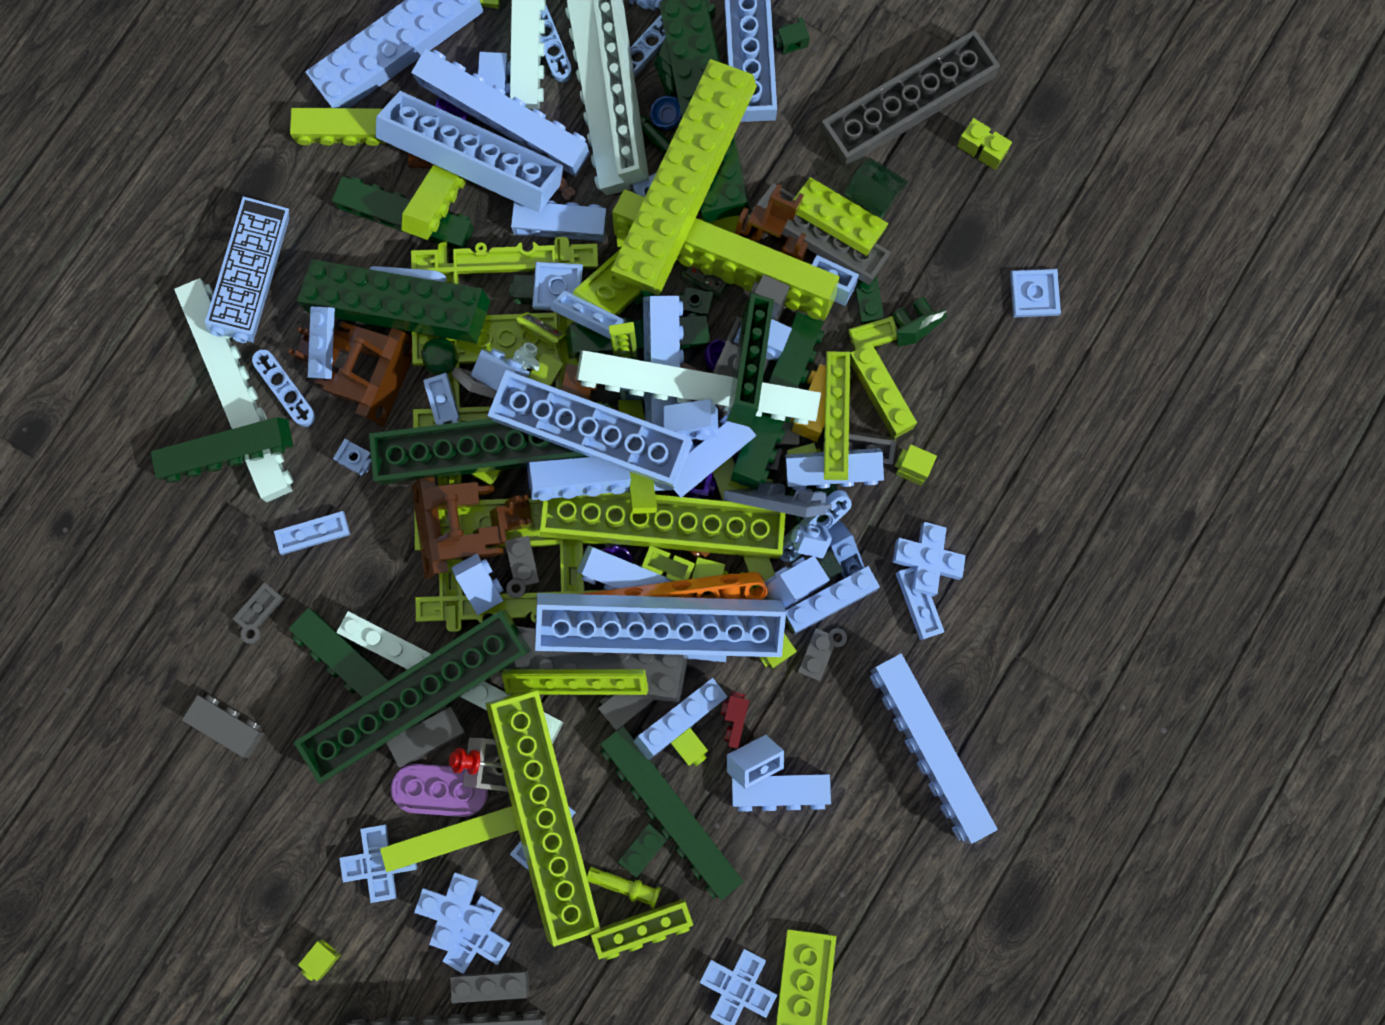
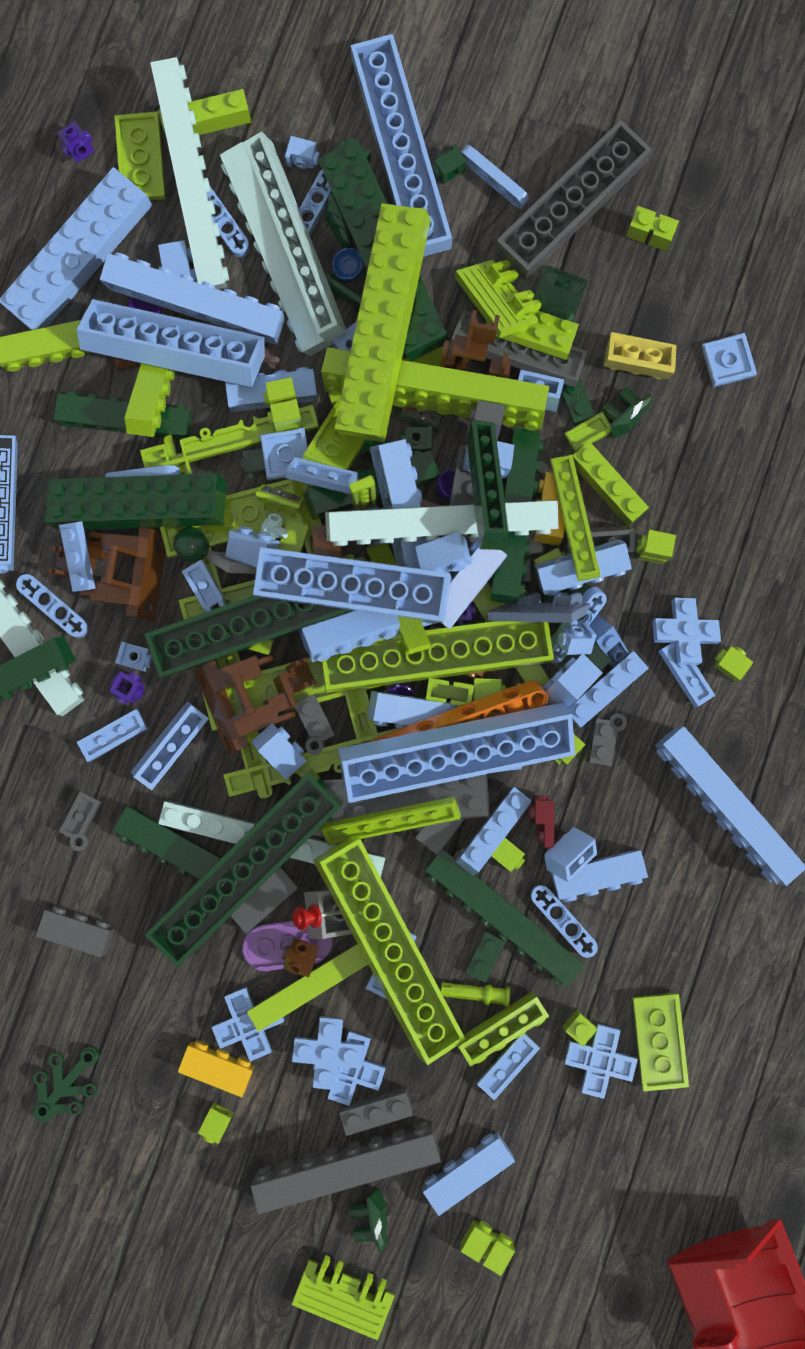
camera: 10 degrees left, 5 degrees up
(170, 884) = (63, 1087): none -> dark green plant
(333, 481) = (119, 687): none -> dark purple brick
(334, 902) = (216, 1068): none -> yellow brick
(367, 555) = (169, 745): none -> light blue brick
(449, 804) = (300, 957): none -> reddish brown brick
(566, 237) = (283, 405): none -> lime piece
(639, 971) = (507, 1066): none -> light blue plate
(724, 947) = (579, 1027): none -> lime brick
(736, 830) = (563, 921): none -> light blue beam
(807, 173) = (494, 295): none -> lime hinge
(835, 58) = (494, 177): none -> light blue beam
(942, 268) = (640, 356): none -> light yellow slope
(970, 602) = (733, 663): none -> lime brick

